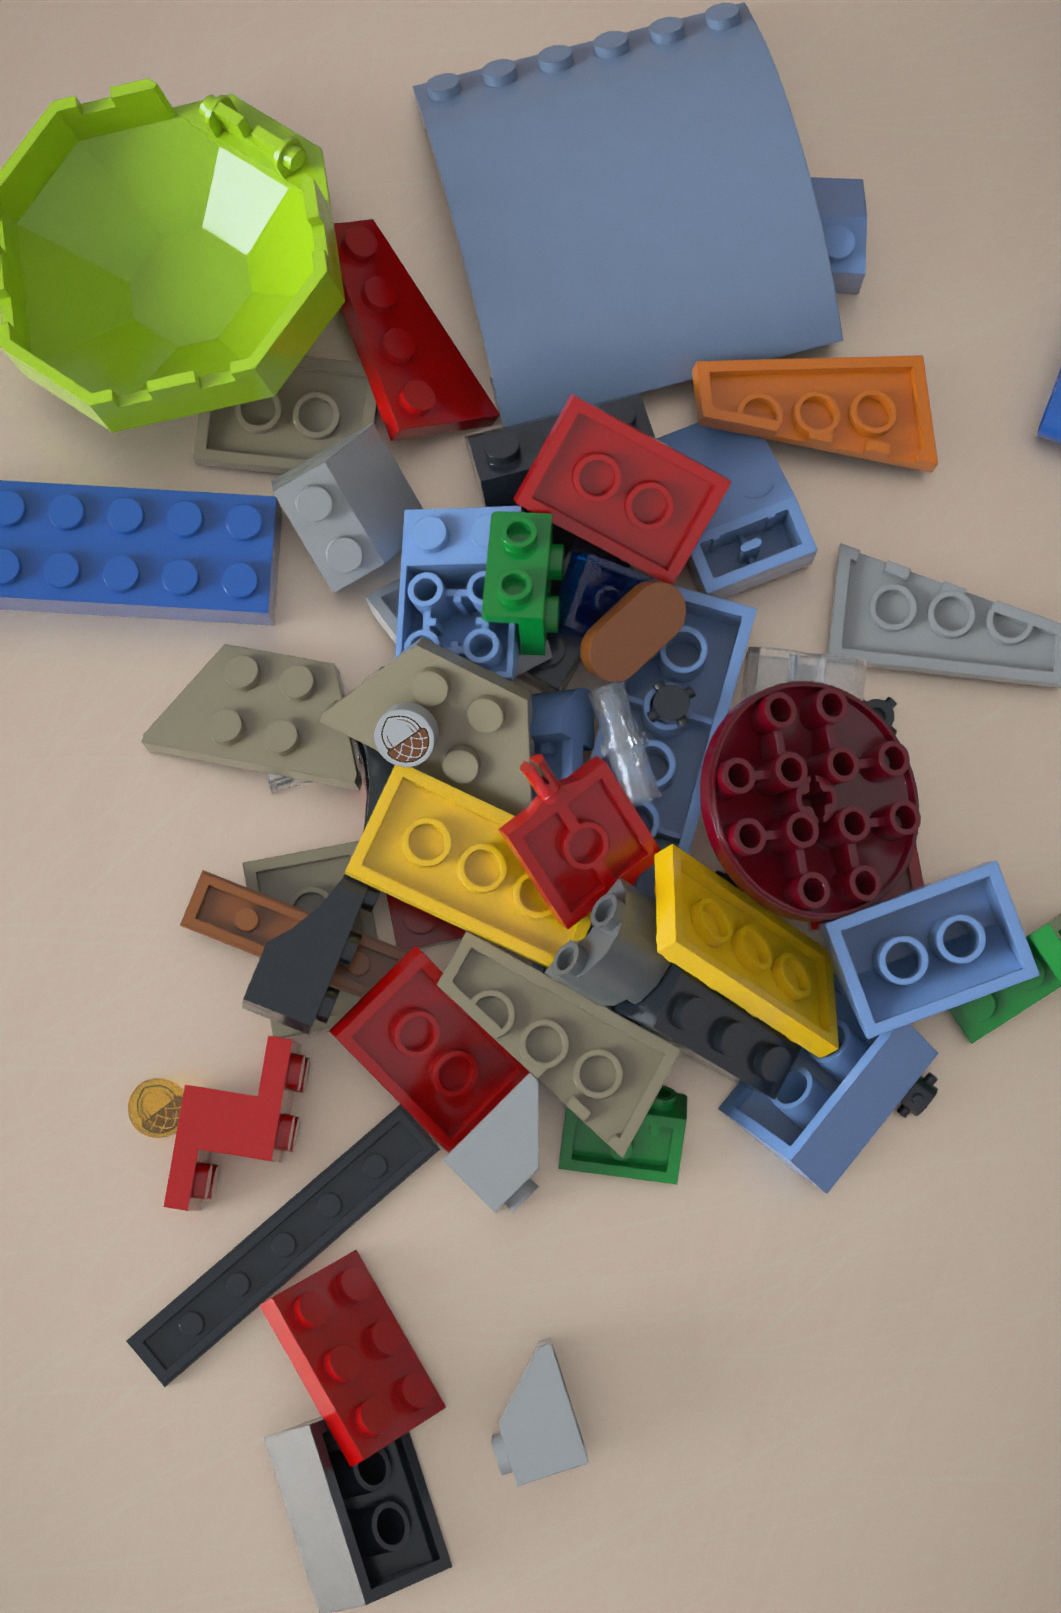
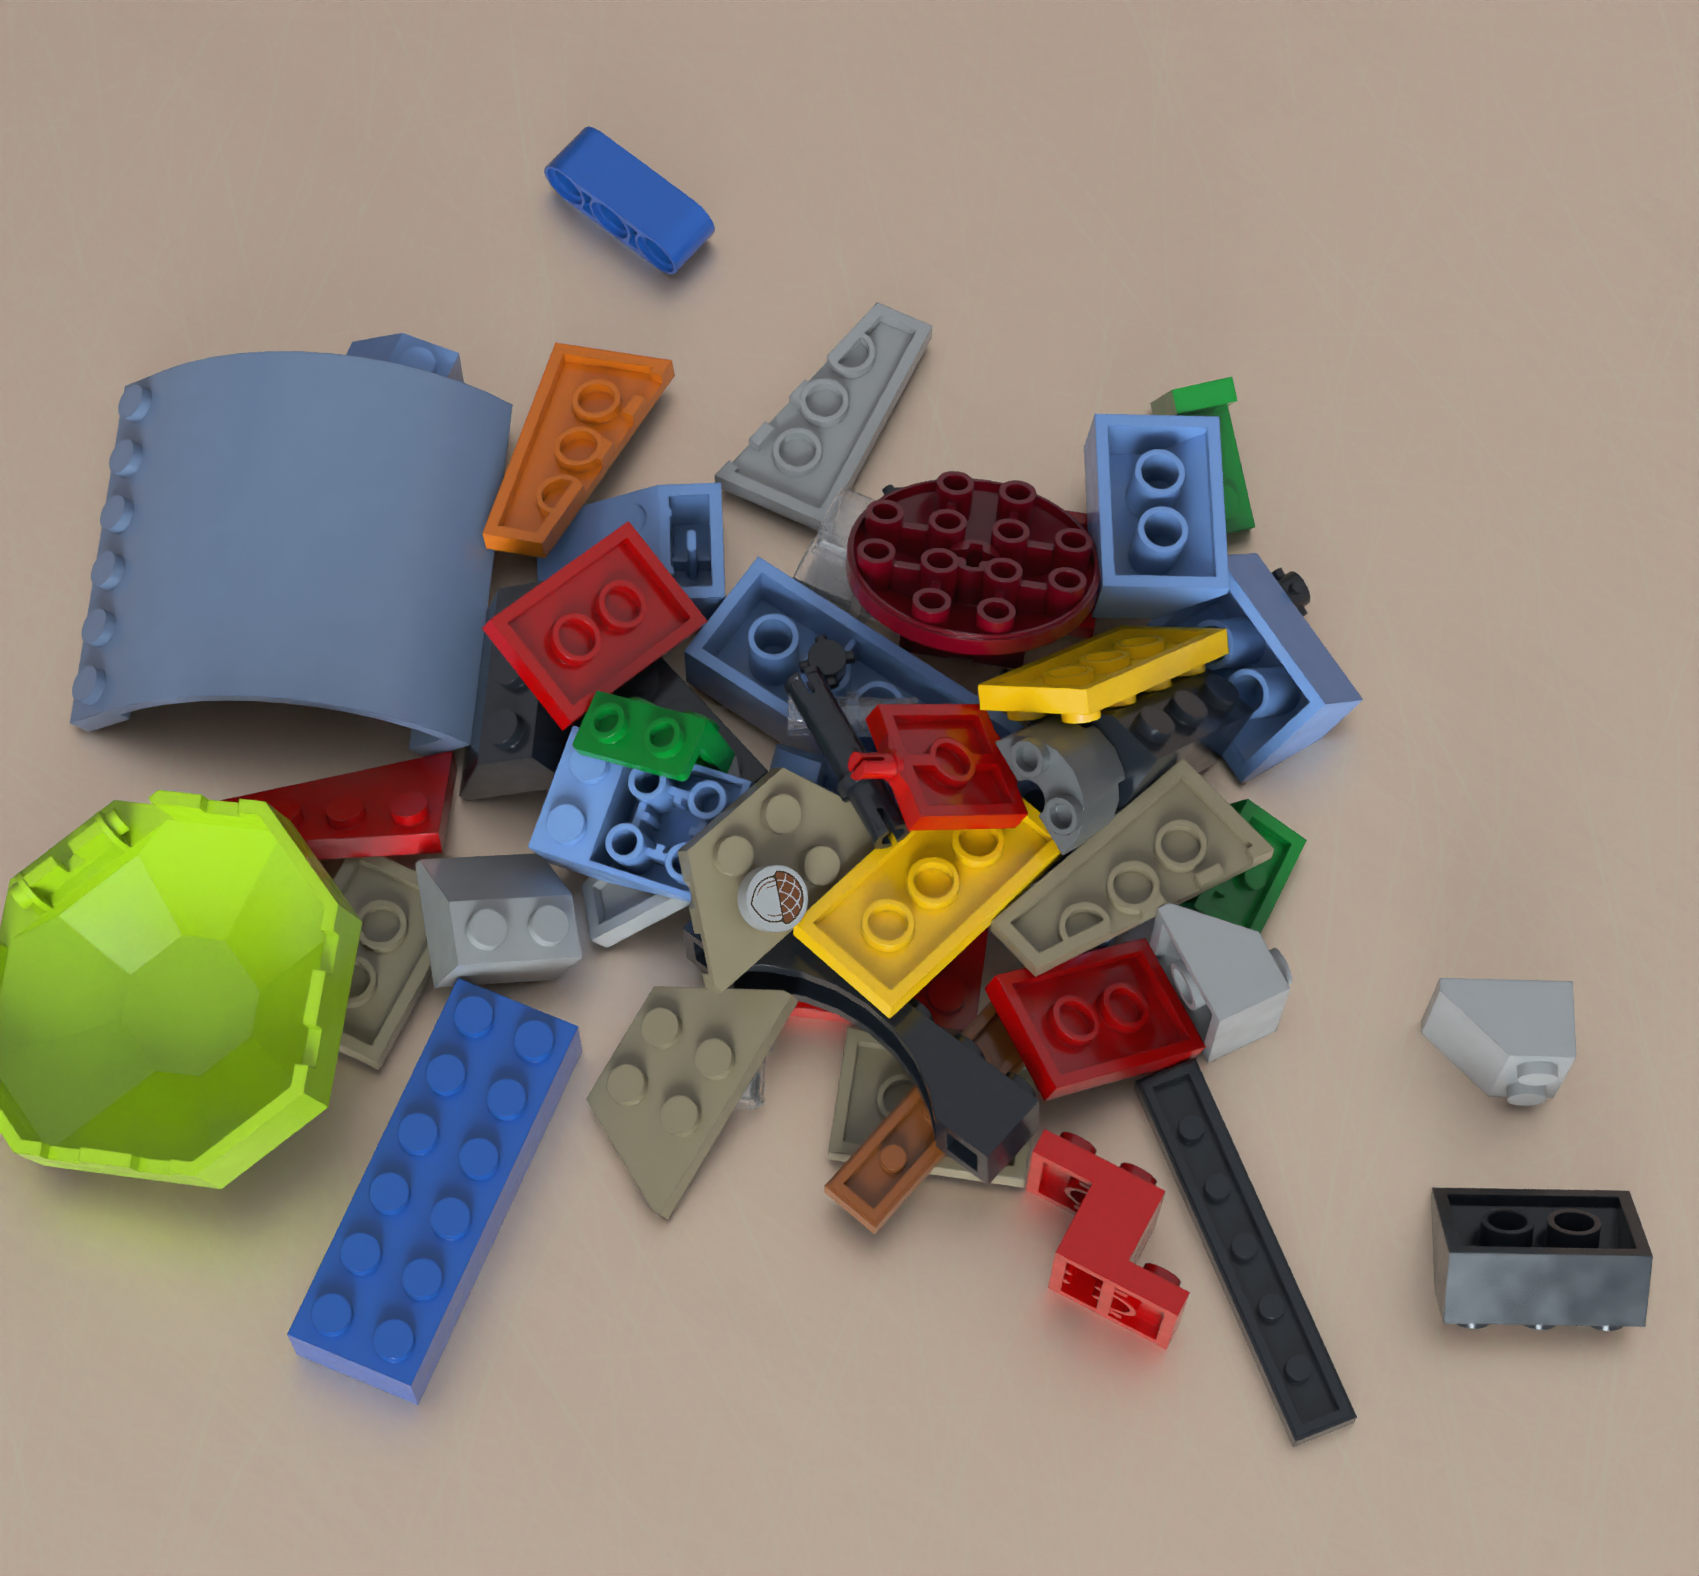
camera: 75 degrees left, 15 degrees down
(156, 1107) = (1056, 1331): clear yellow tile -> none
(353, 1357) = (1387, 1202): red plate -> none
(575, 742) = (837, 742): none -> black pin
(591, 589) = (697, 682): clear blue piece -> none
(633, 631) = (741, 666): dark orange tile -> none

